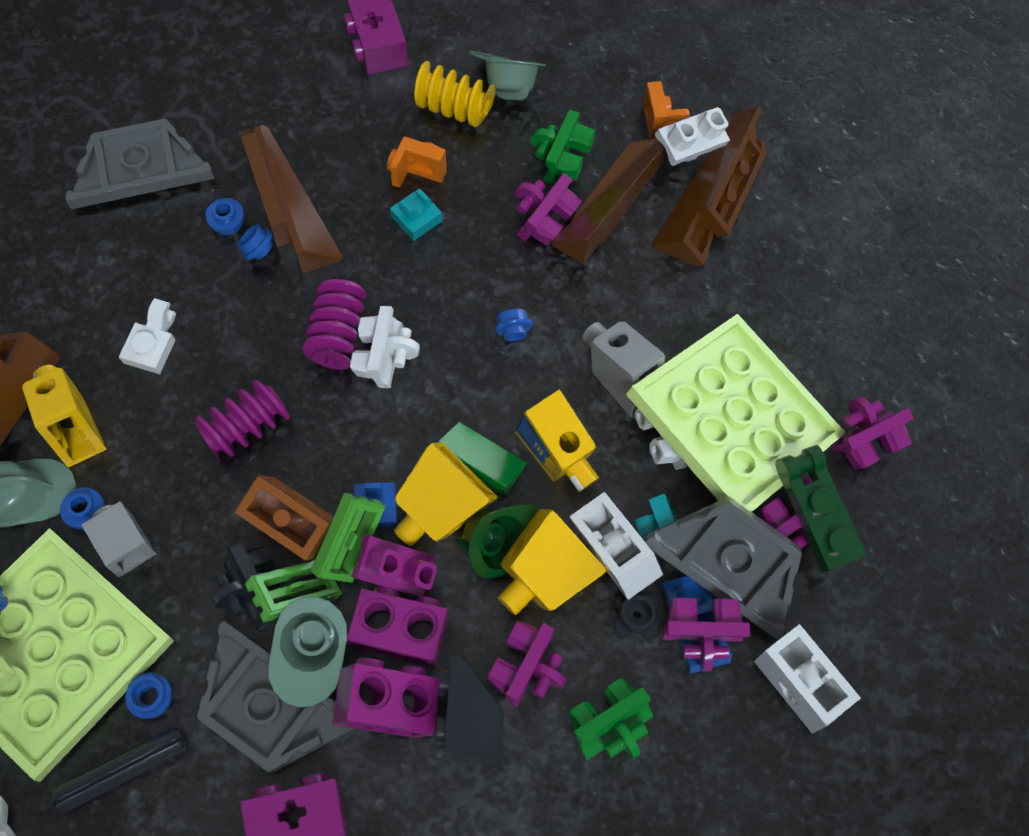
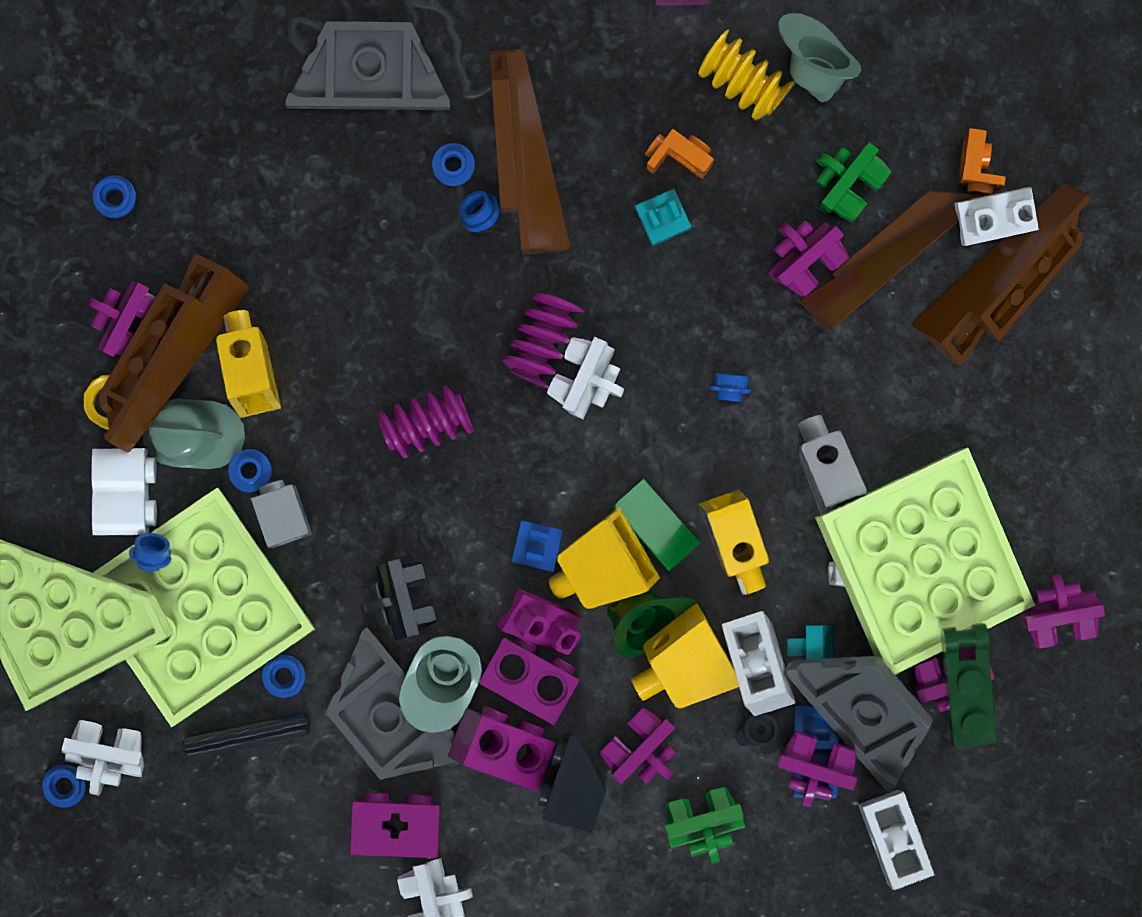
camera: 20 degrees right, 20 degrees up
(150, 344) = (343, 302): white plate -> none
(266, 599) = (412, 623): bright green tile -> none
(285, 516) = (450, 544): dark orange brick -> none
(342, 537) = (498, 586): bright green tile -> none

